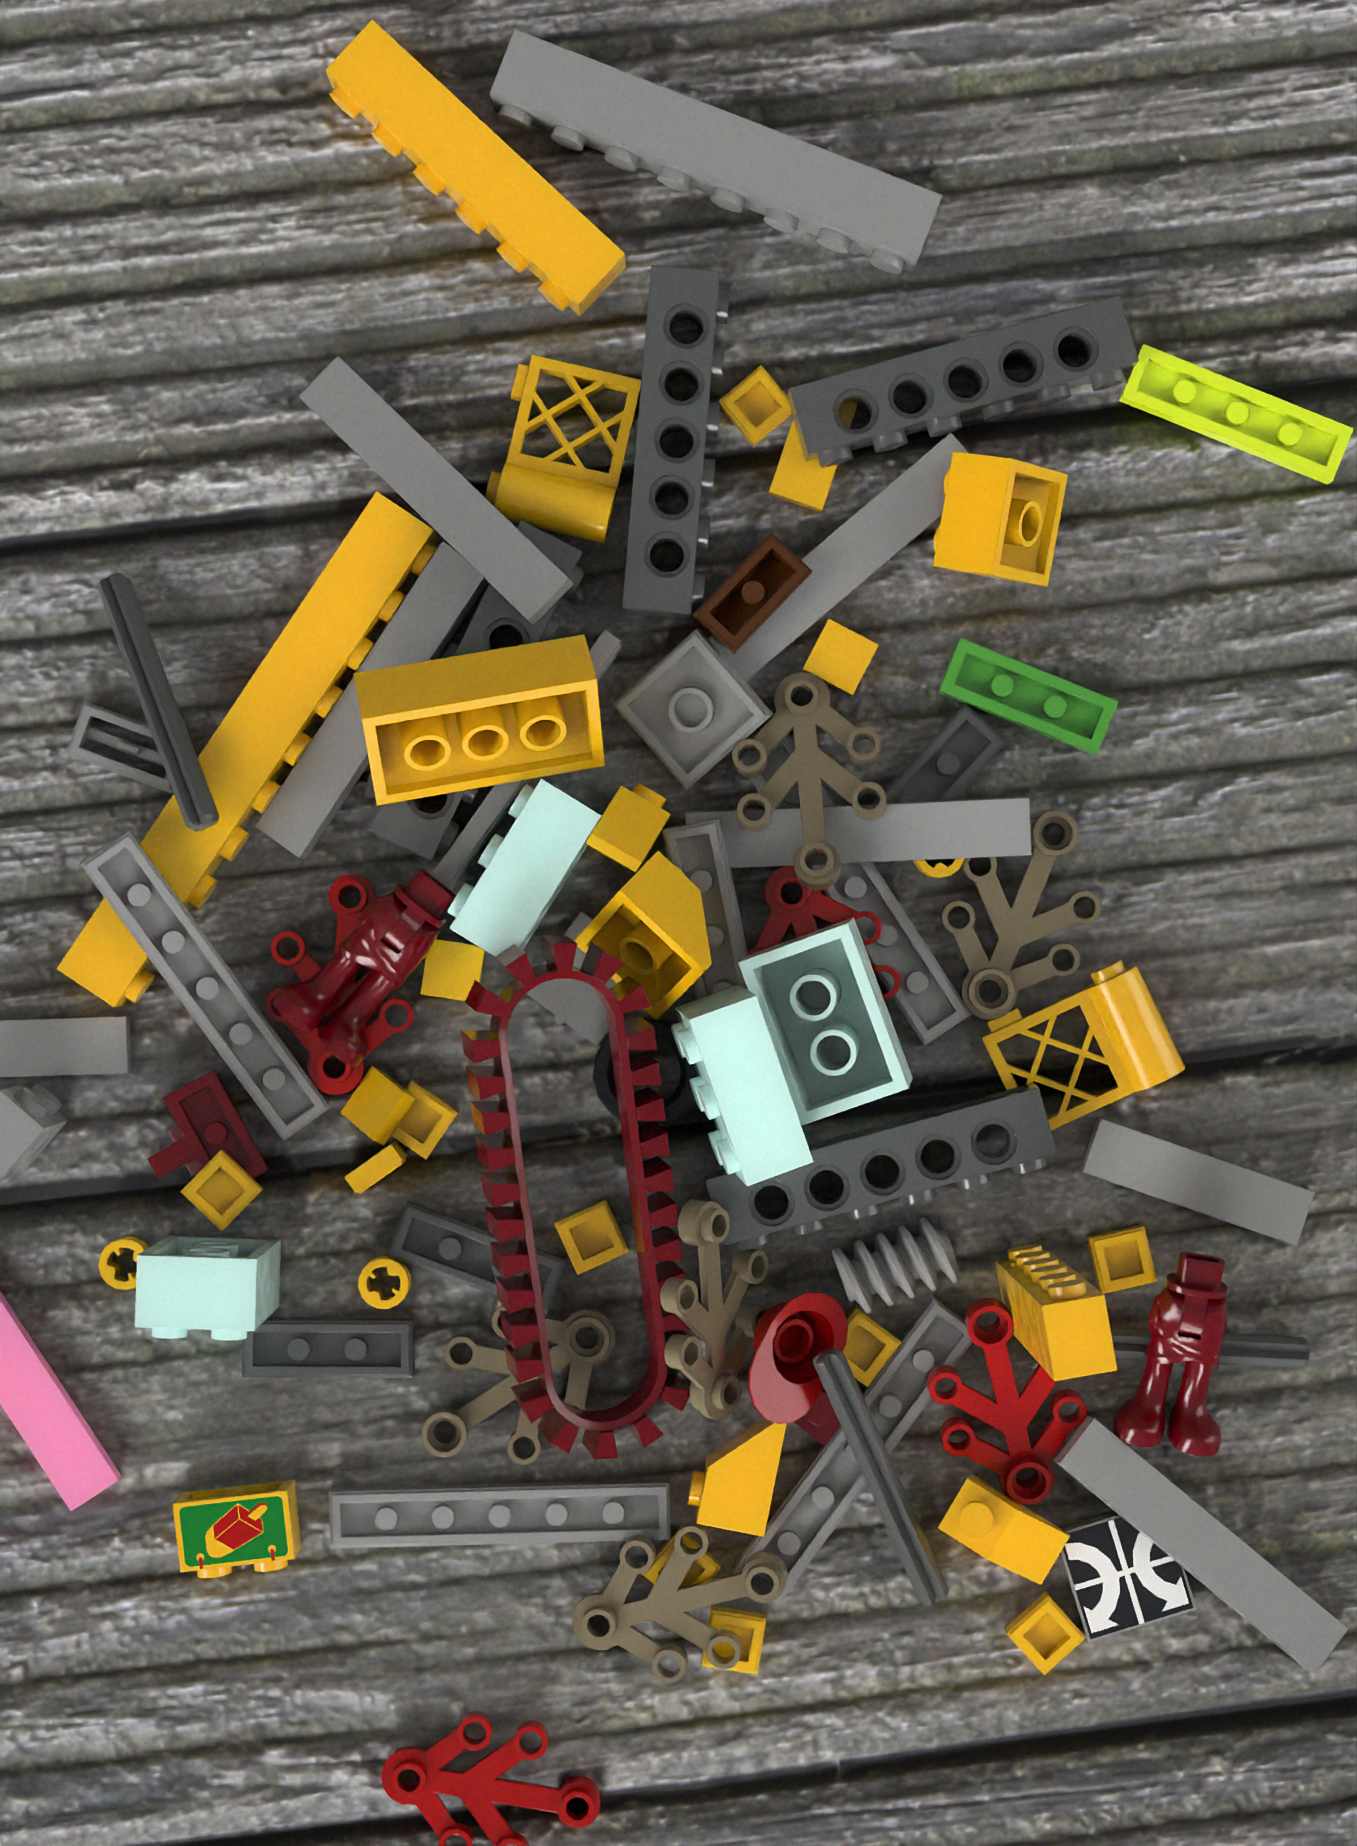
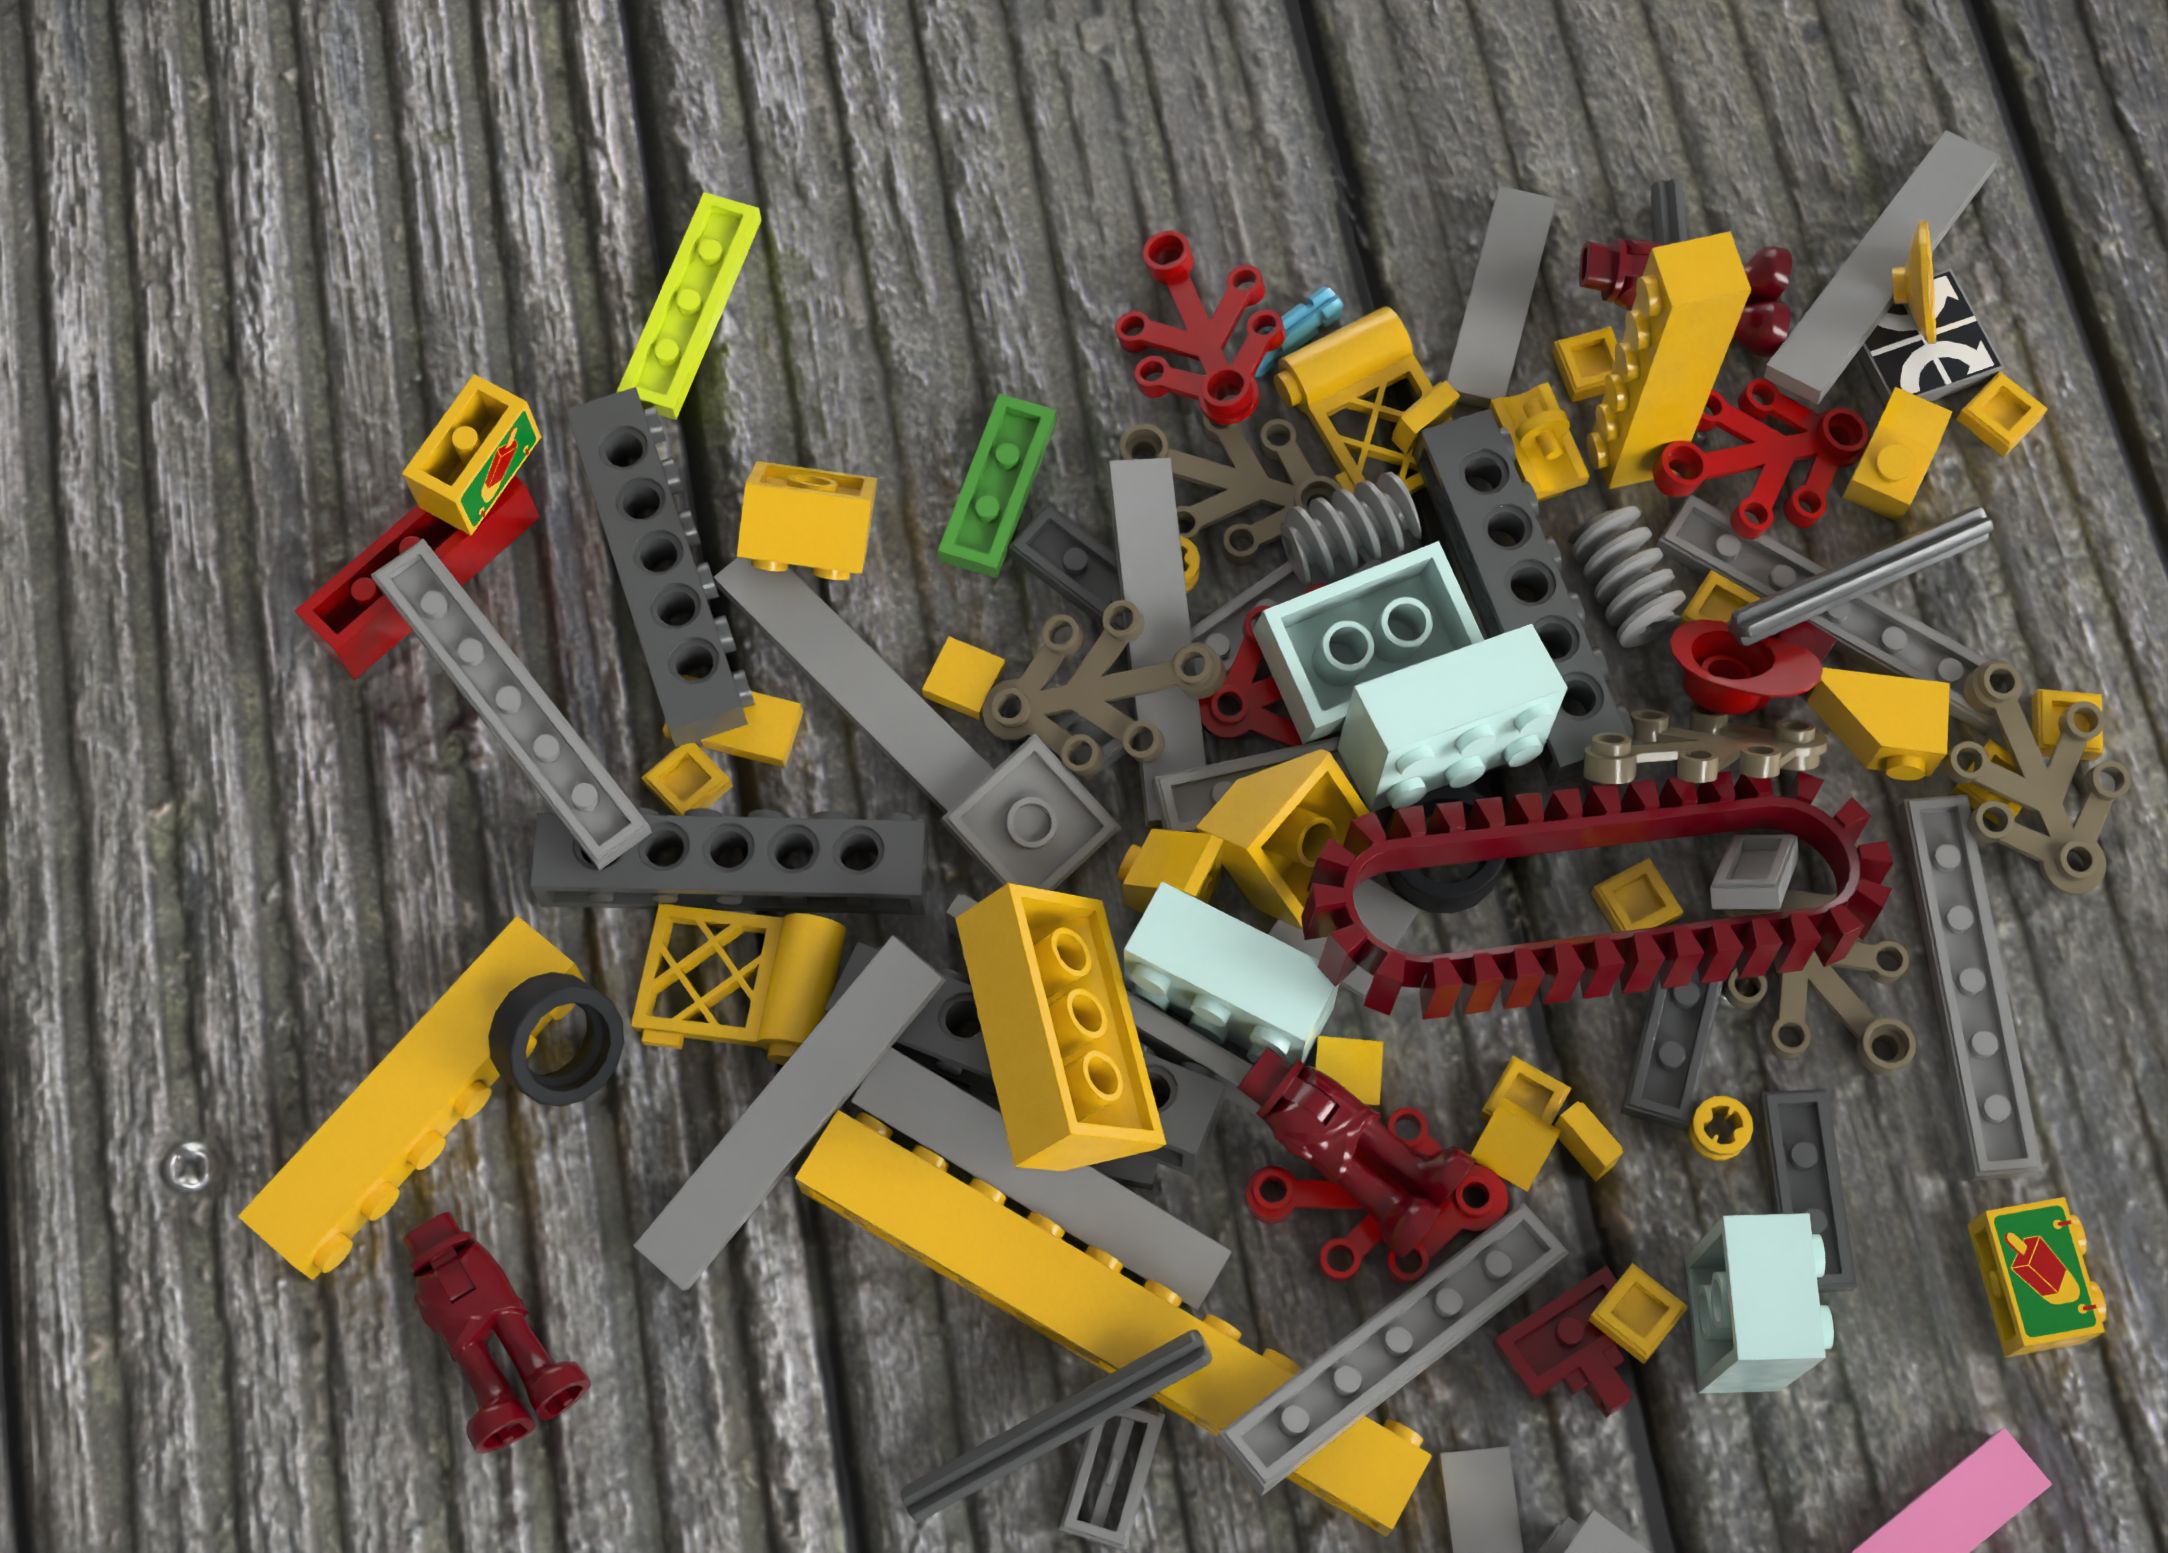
camera: 90 degrees left, 20 degrees down
(110, 1270) = (1750, 1455): yellow bush -> none
(298, 215) = (468, 1302): none -> dark red piece
(537, 271) = (592, 1062): none -> black tyre
(592, 1337) = (1755, 872): none -> light grey tile
(713, 152) = (387, 873): light grey brick -> none
(751, 594) = (898, 766): reddish brown slope -> none
(819, 243) = (511, 704): none -> light grey tile
(950, 1012) = (1348, 525): none -> light grey piece
(973, 161) = (354, 617): none -> red brick
(1034, 1199) = (1542, 441): none -> yellow hips
(1051, 205) = (472, 454): none -> yellow brick
(1061, 1094) = (1427, 412): none -> yellow tile
(1164, 1570) = (1915, 283): none -> yellow dish
(1165, 898) = (1203, 338): none -> red plant
(1172, 981) = (1302, 324): none -> medium azure axle

